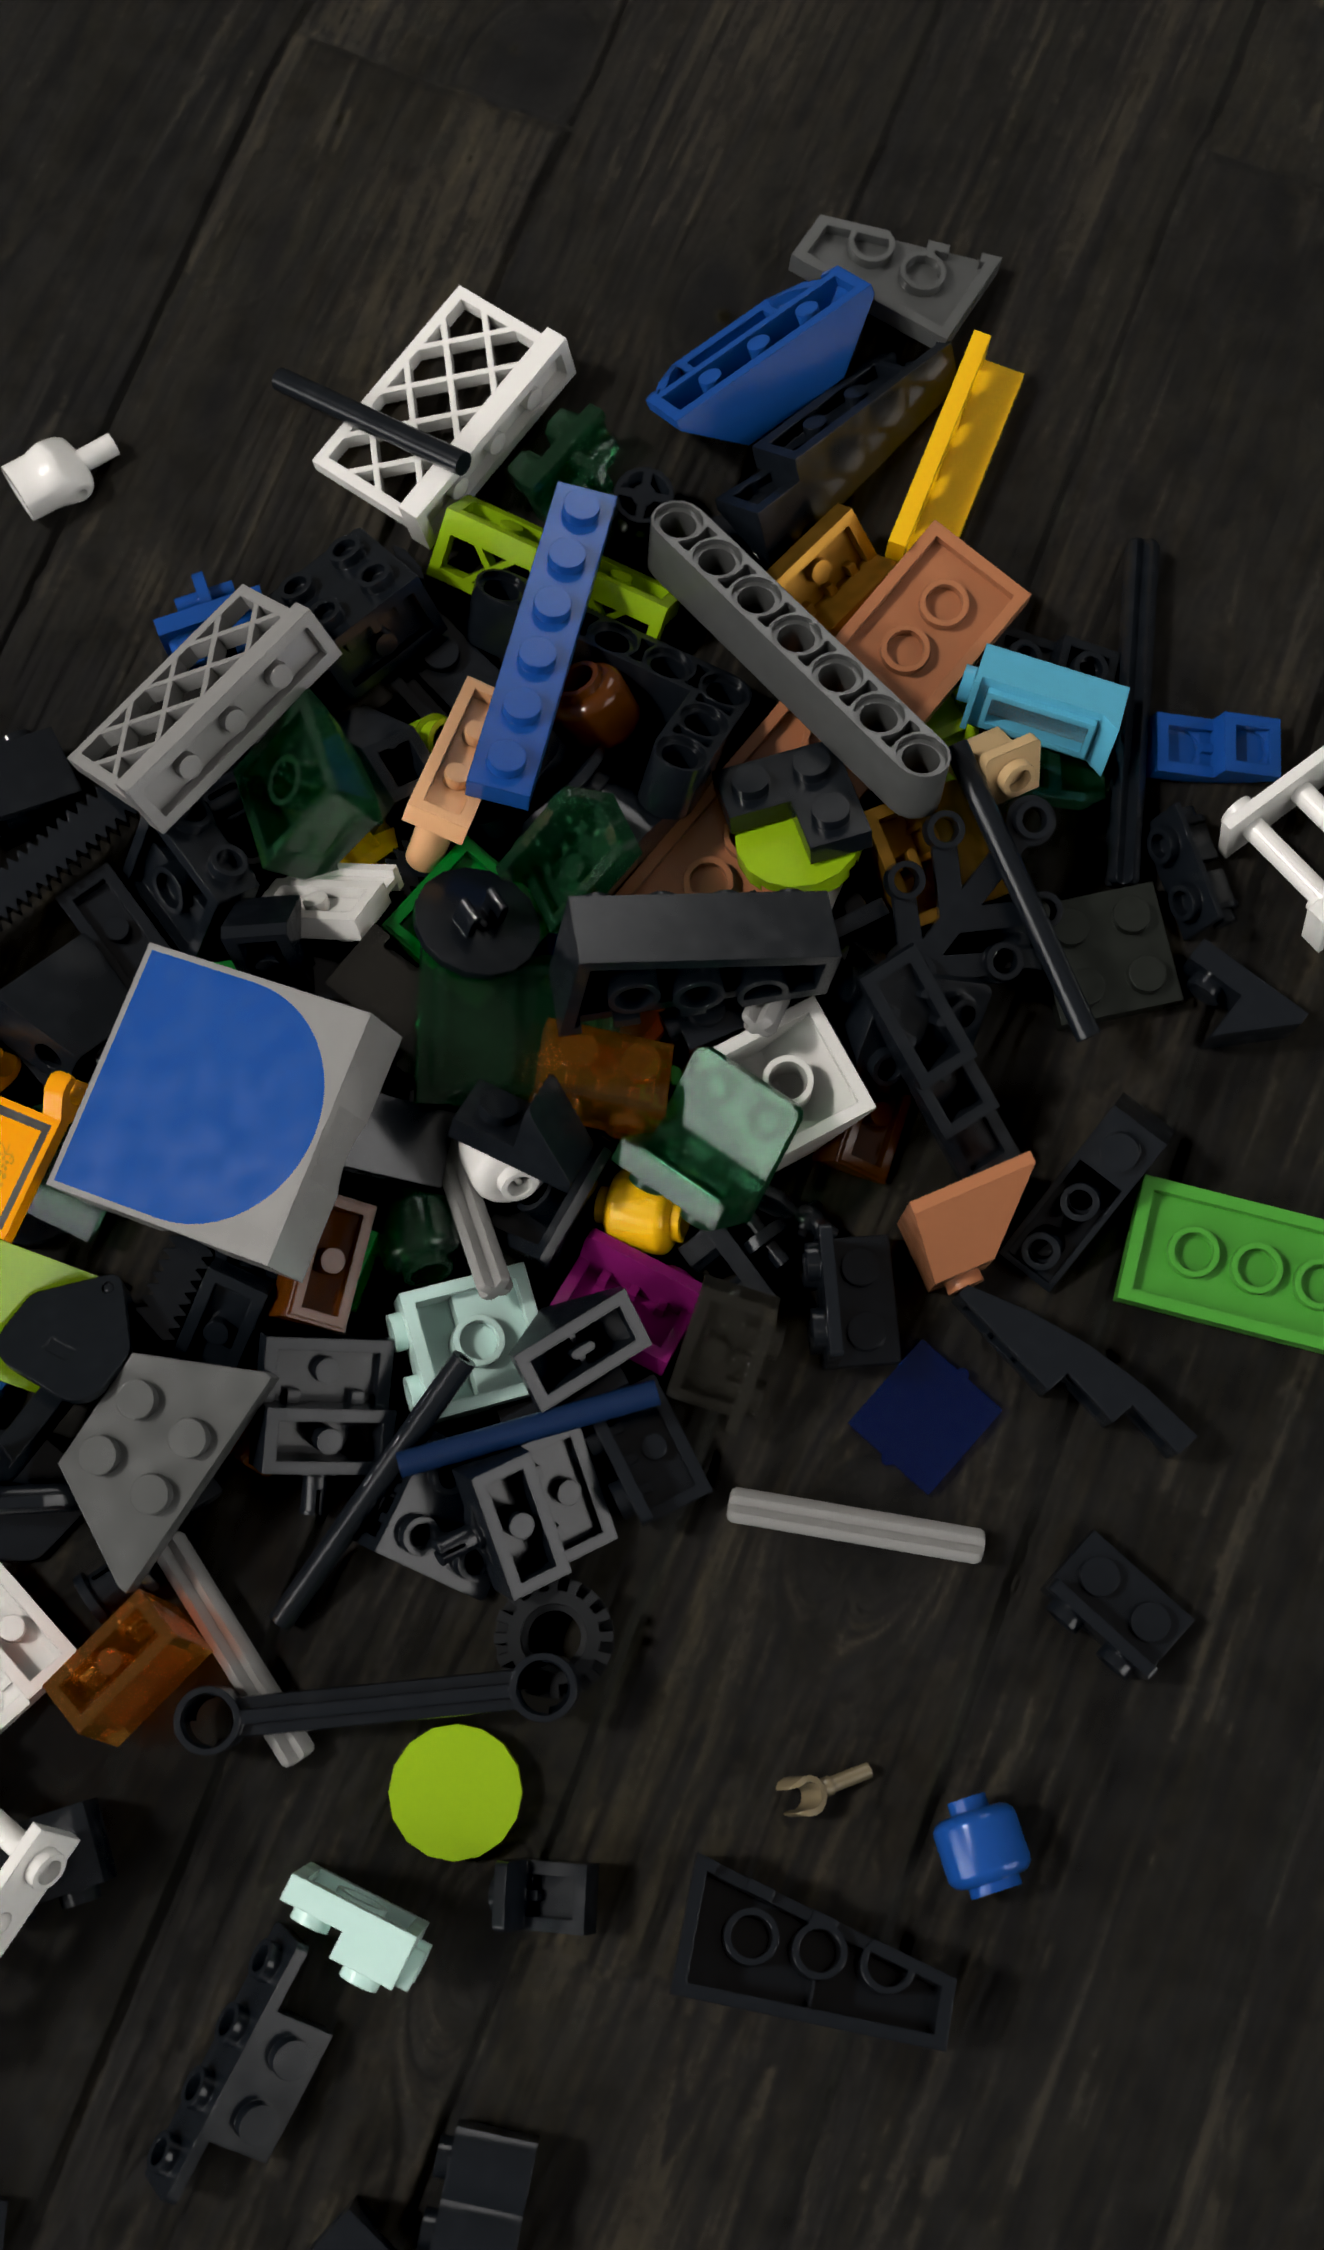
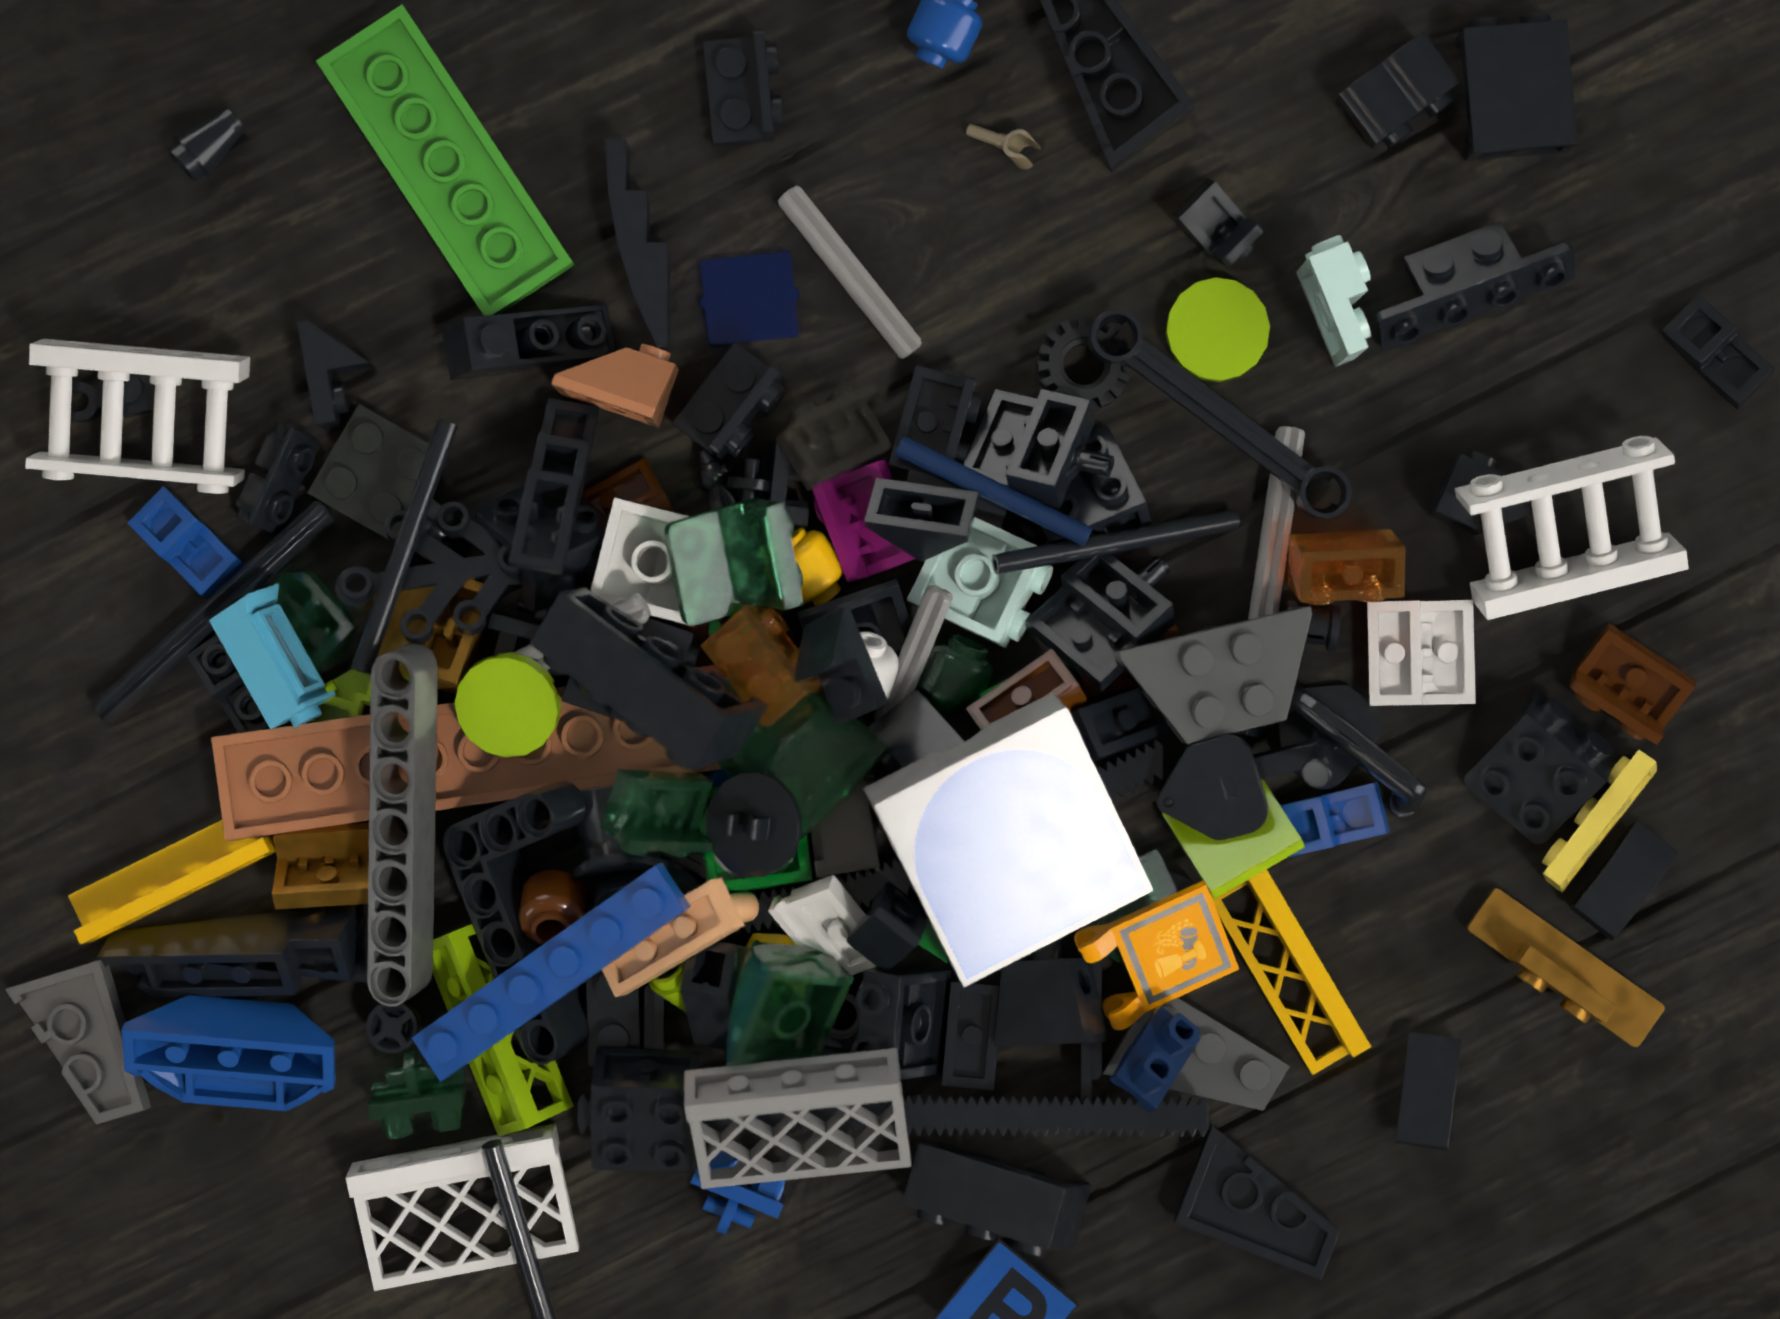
camera: 135 degrees left, 10 degrees up
(798, 785) = (472, 733): black plate -> none
(1007, 764) = (337, 640): tan bracket -> none

